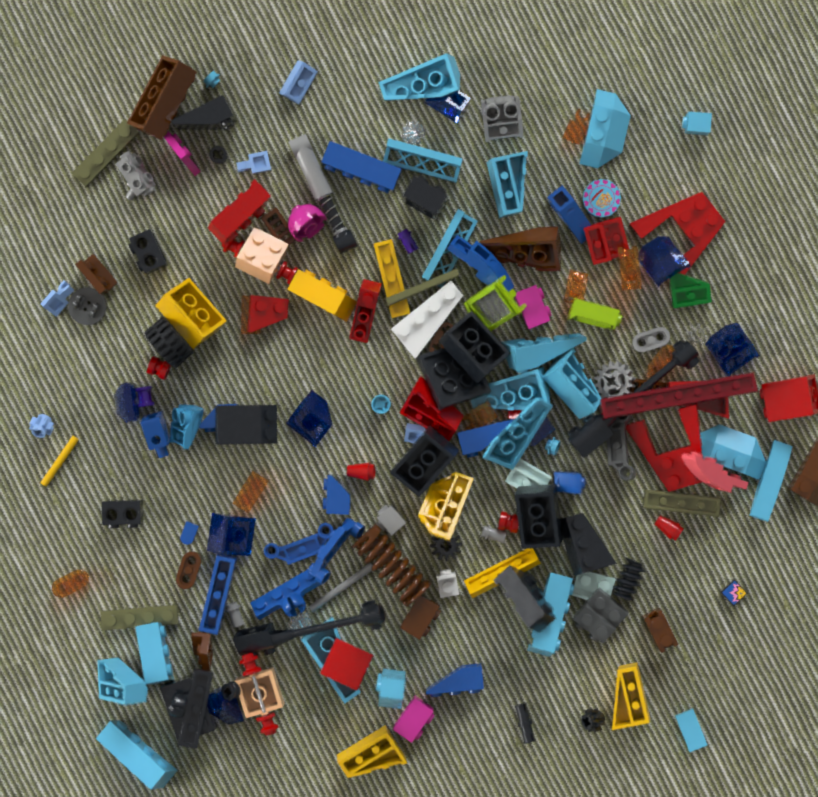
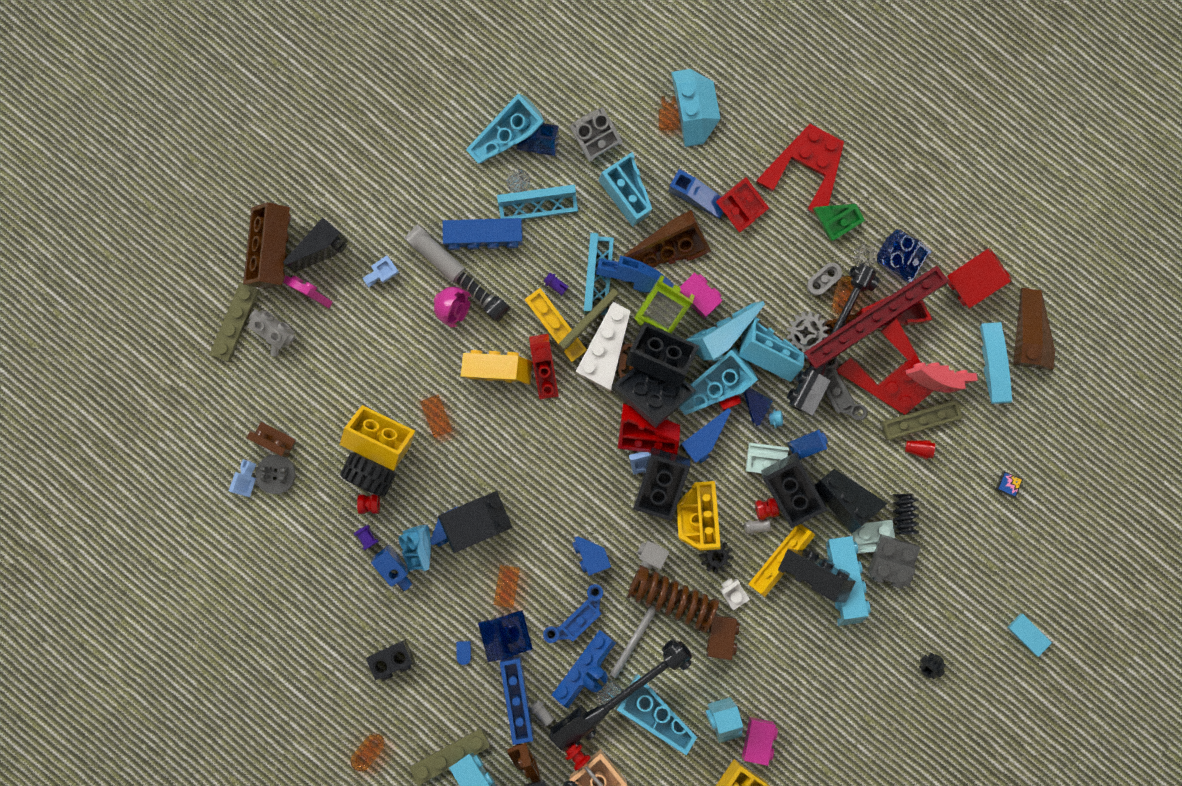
camera: 25 degrees left, 5 degrees down
(41, 425) = (277, 609): light blue gear -> none
(59, 461) = (309, 636): yellow bar -> none
(125, 403) = (349, 551): clear blue slope -> none
(152, 249) = (315, 394): black brick -> none
(188, 569) = (478, 688): reddish brown plate -> none
(212, 79) = (308, 211): medium azure plate -> none
(219, 149) = (340, 273): black bush -> none
(239, 213) = (385, 323): red wedge -> none
(261, 256) = (422, 355): light nougat brick -> none
(266, 311) = (449, 406): red wing -> none
(267, 215) = (411, 319): reddish brown slope -> none
(298, 82) = (390, 180): light blue slope -> none
(311, 418) = (535, 490): clear blue slope -> none
(327, 551) = (606, 611): blue plate -> none
(346, 664) = (672, 715): red slope -> none
(362, 471) = (605, 520): red cone -> none
(381, 404) = (596, 447): medium azure wheel -> none
(425, 197) = (555, 233): black brick -> none
(463, 678) = (789, 680): blue slope -> none
(480, 414) = (696, 416): clear orange plate -> none
(514, 439) = (738, 427): medium azure wedge -> none
(525, 723) = (868, 697): black pin -> none
(575, 286) = (733, 260): clear orange plate -> none
(594, 314) = (761, 276): lime window -> none
(601, 198) = (719, 169): medium azure tile -> none
(629, 268) = (775, 220): clear orange brick -> none
(630, 698) = (959, 631): yellow wedge -> none
(659, 629) = (956, 550): reddish brown brick -> none
(662, 259) = (801, 200): clear blue slope -> none
(697, 123) = (778, 63): medium azure brick -> none
(733, 450) = (949, 348): medium azure wedge -> none

